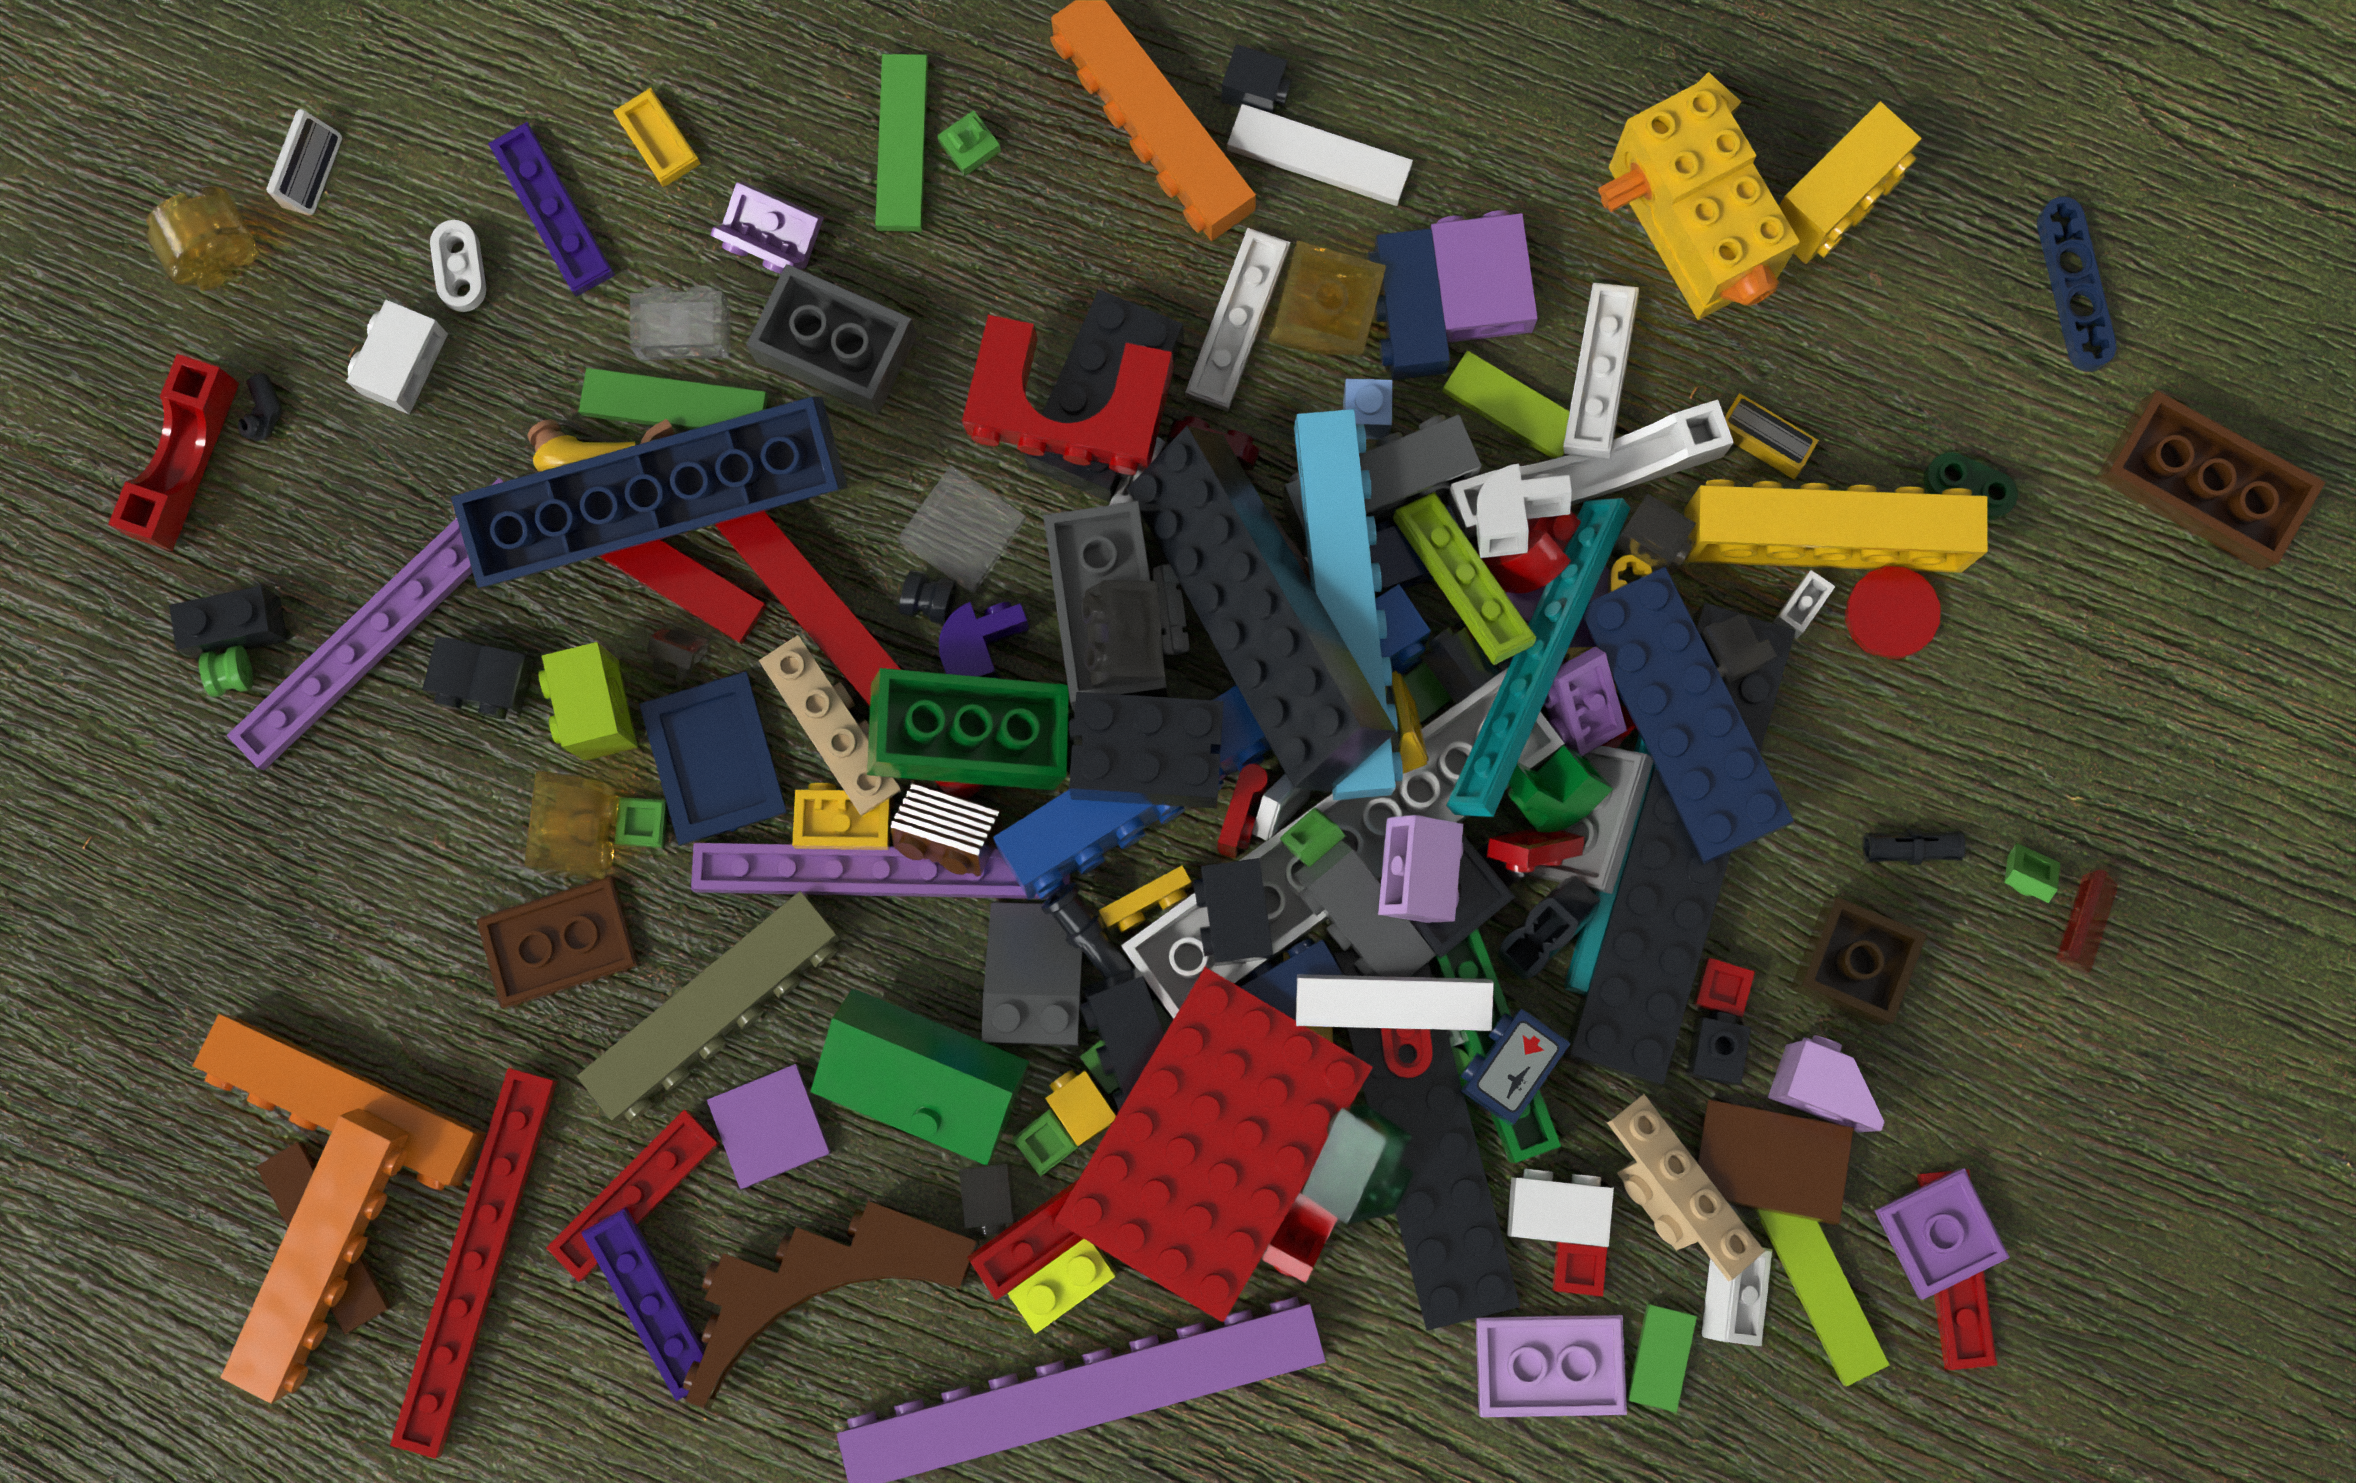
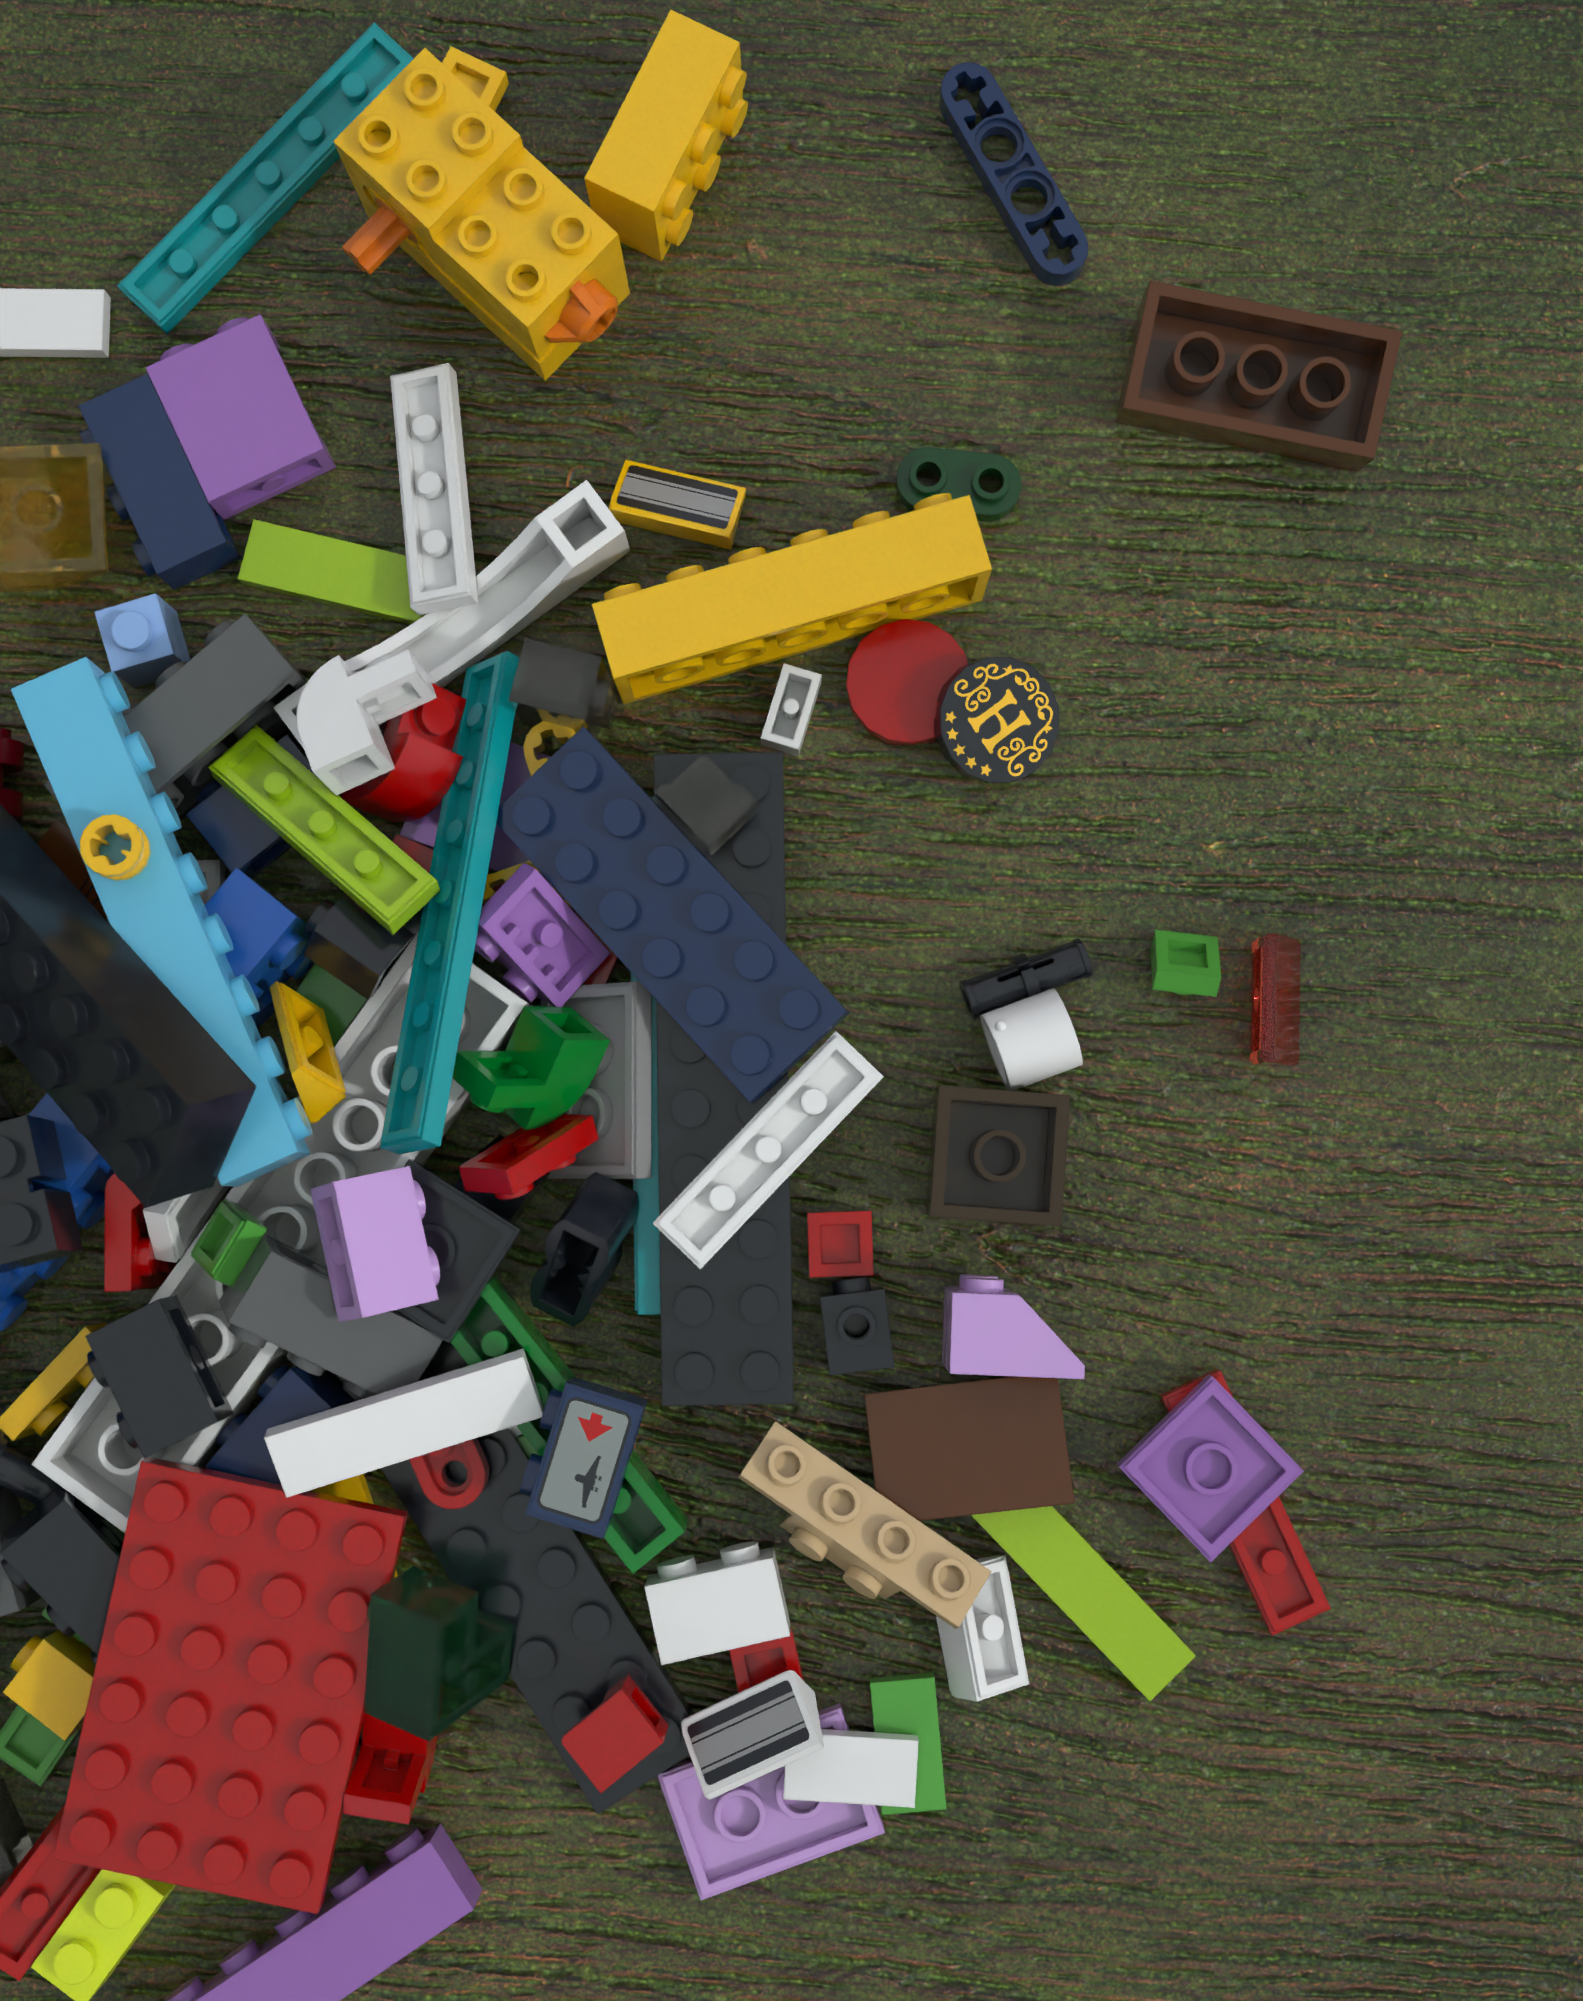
camera: 20 degrees left, 5 degrees up
(1350, 534) = (94, 836): none -> yellow bush
(1466, 1271) = (616, 1734): none -> red panel
(1550, 120) = (261, 184): none -> teal tile
(1560, 1306) = (753, 1733): none -> slope
(1619, 1357) = (856, 1770): none -> white tile
(1704, 900) = (768, 1150): none -> white tile
(1907, 889) = (1031, 1039): none -> white piece
(1949, 658) = (996, 720): none -> black tile

